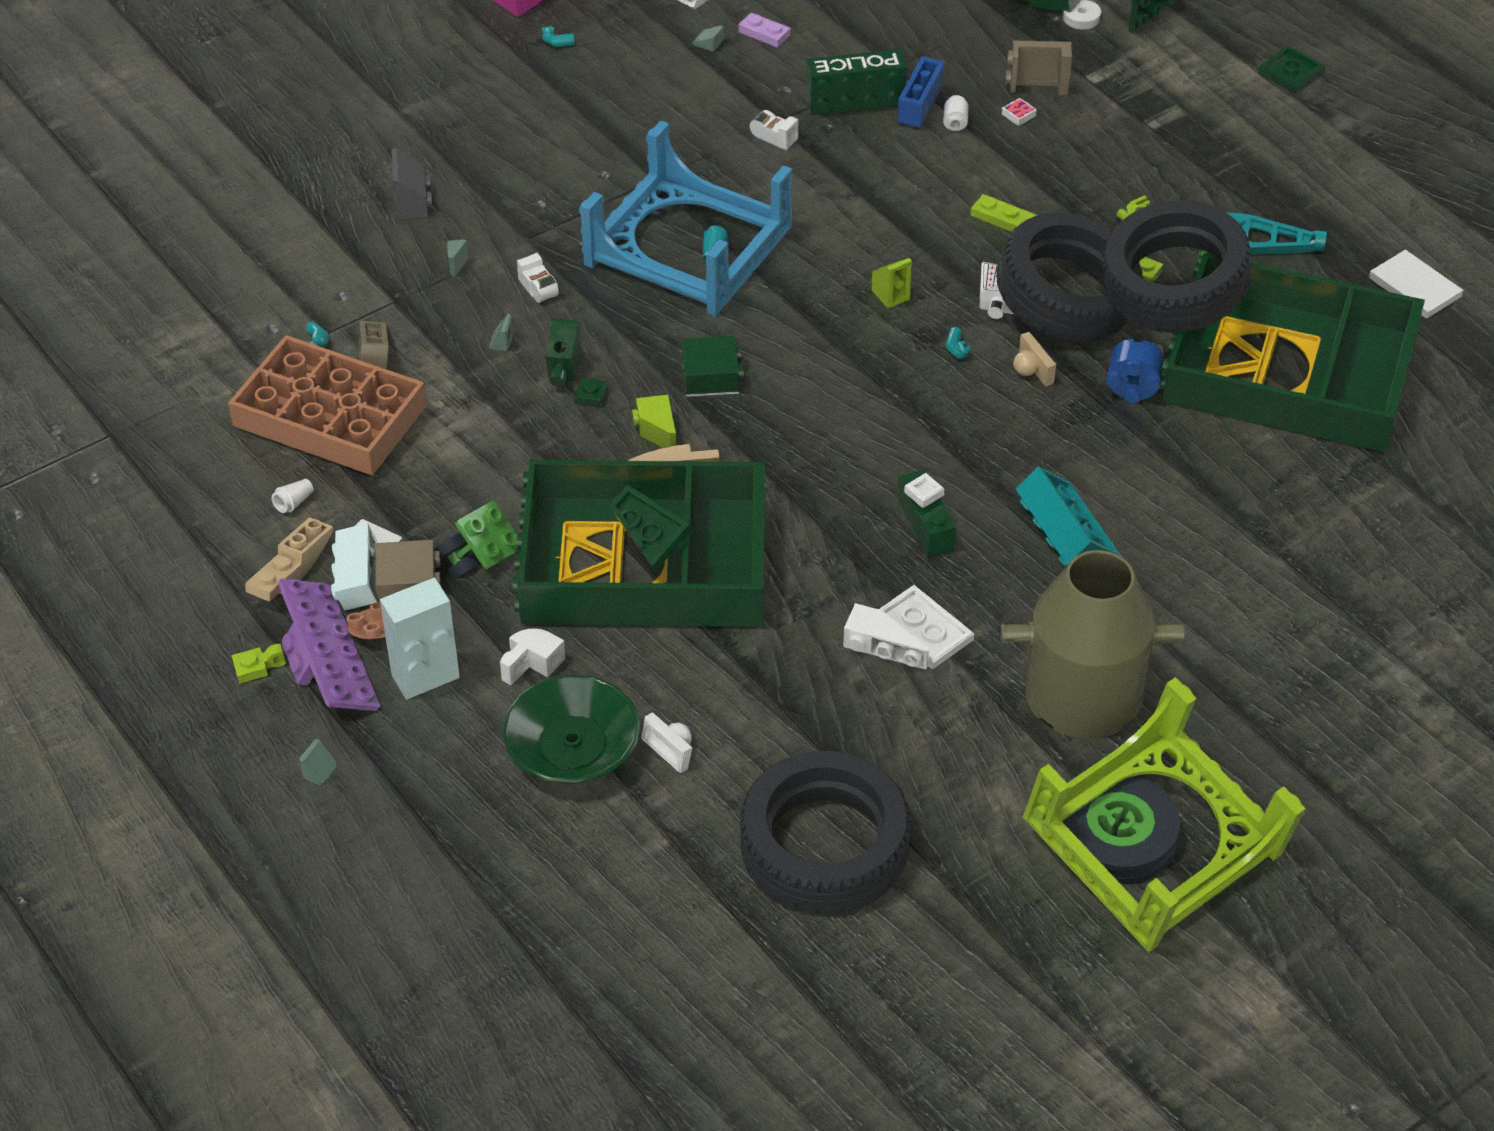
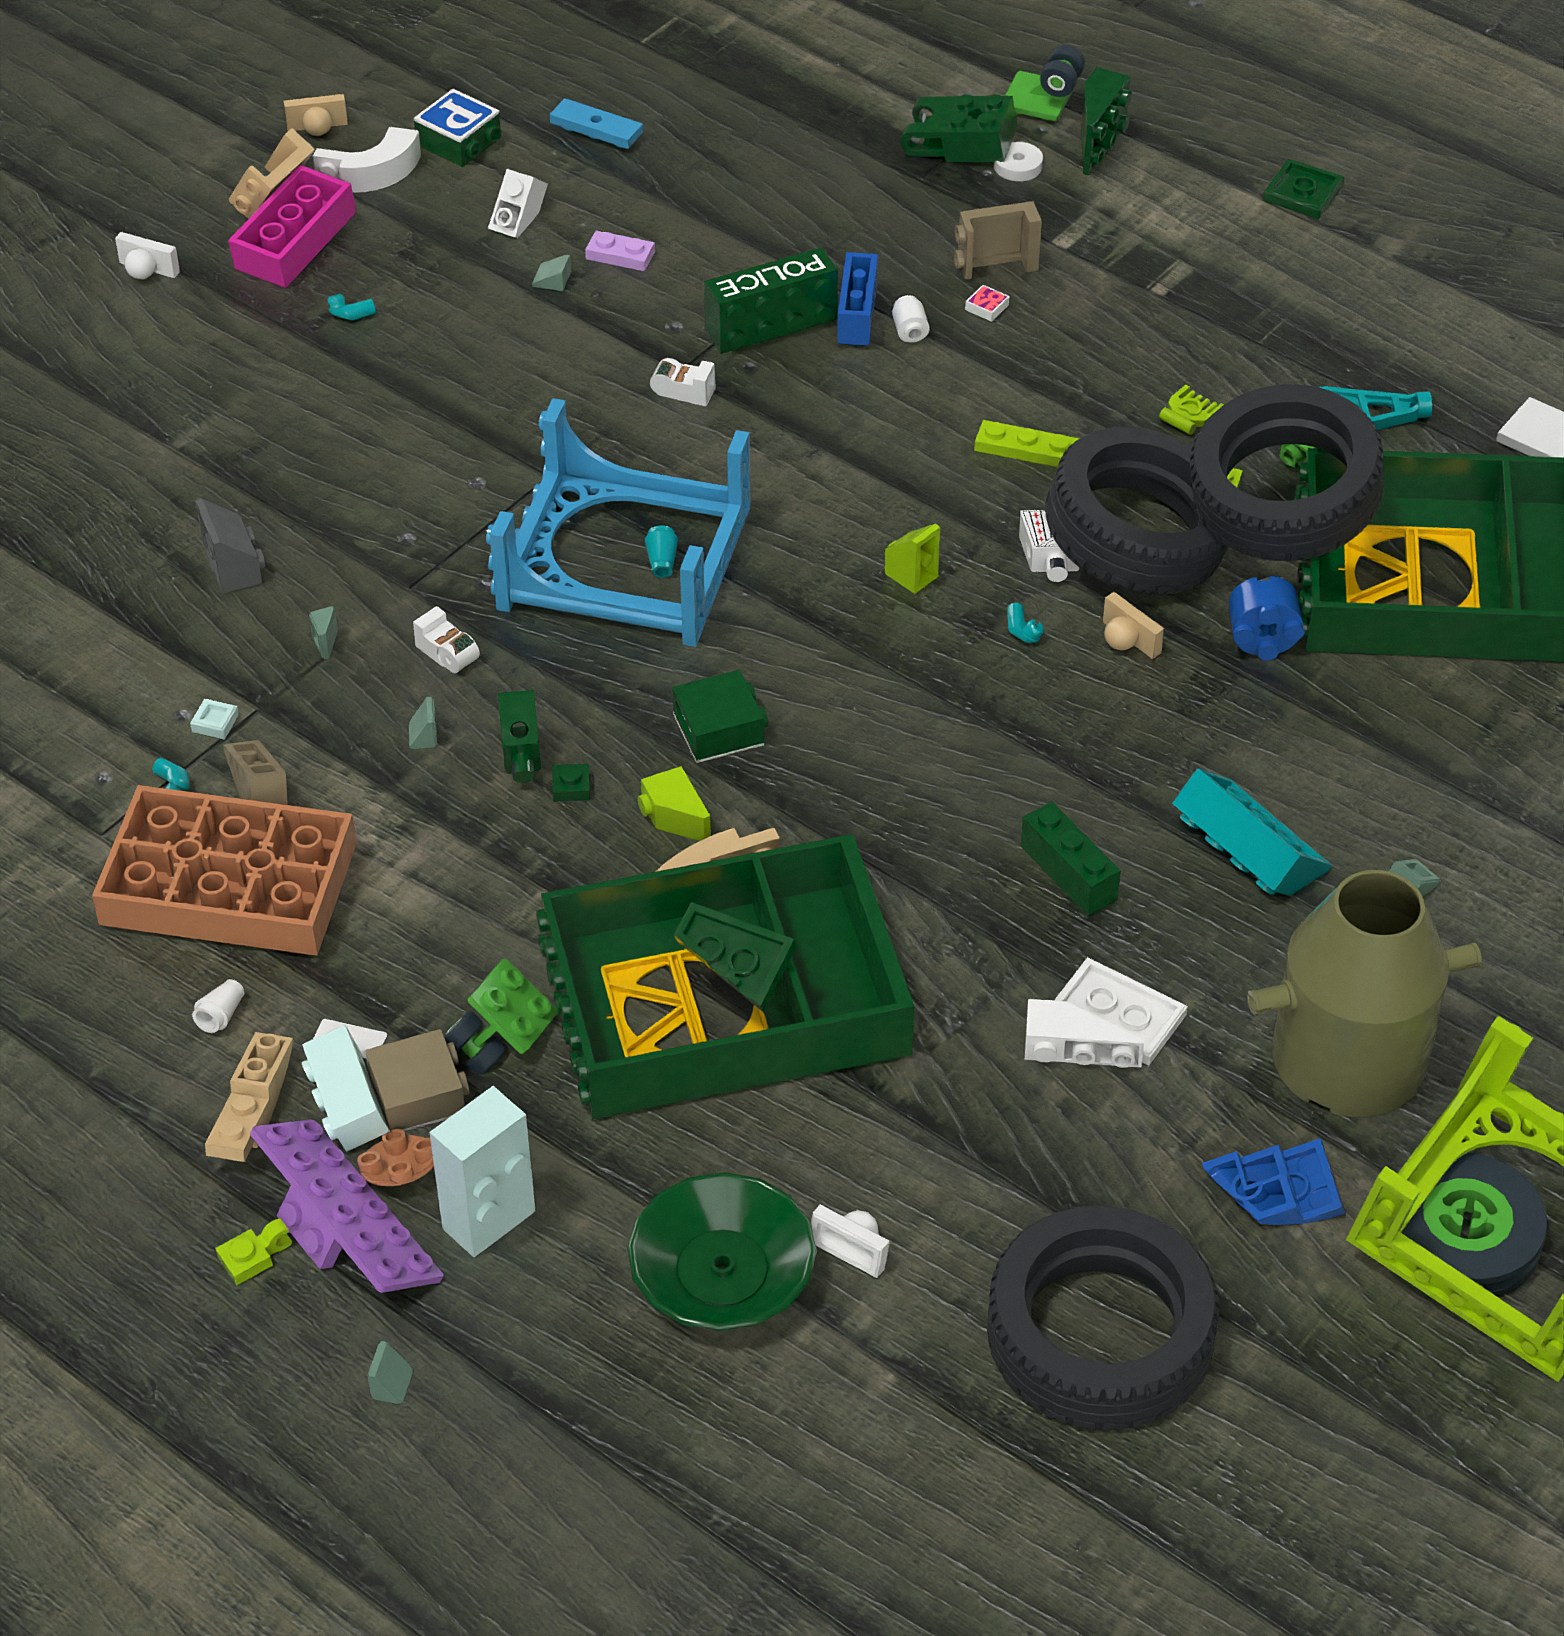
camera: 15 degrees left, 0 degrees up
(360, 302) = (214, 719): none -> light aqua tile
(532, 649) = (626, 1151): white brick -> none
(924, 490) = (1066, 829): white tile -> none
(994, 771) = (1280, 1184): none -> blue slope
(1176, 578) = (1416, 874): none -> sand green slope

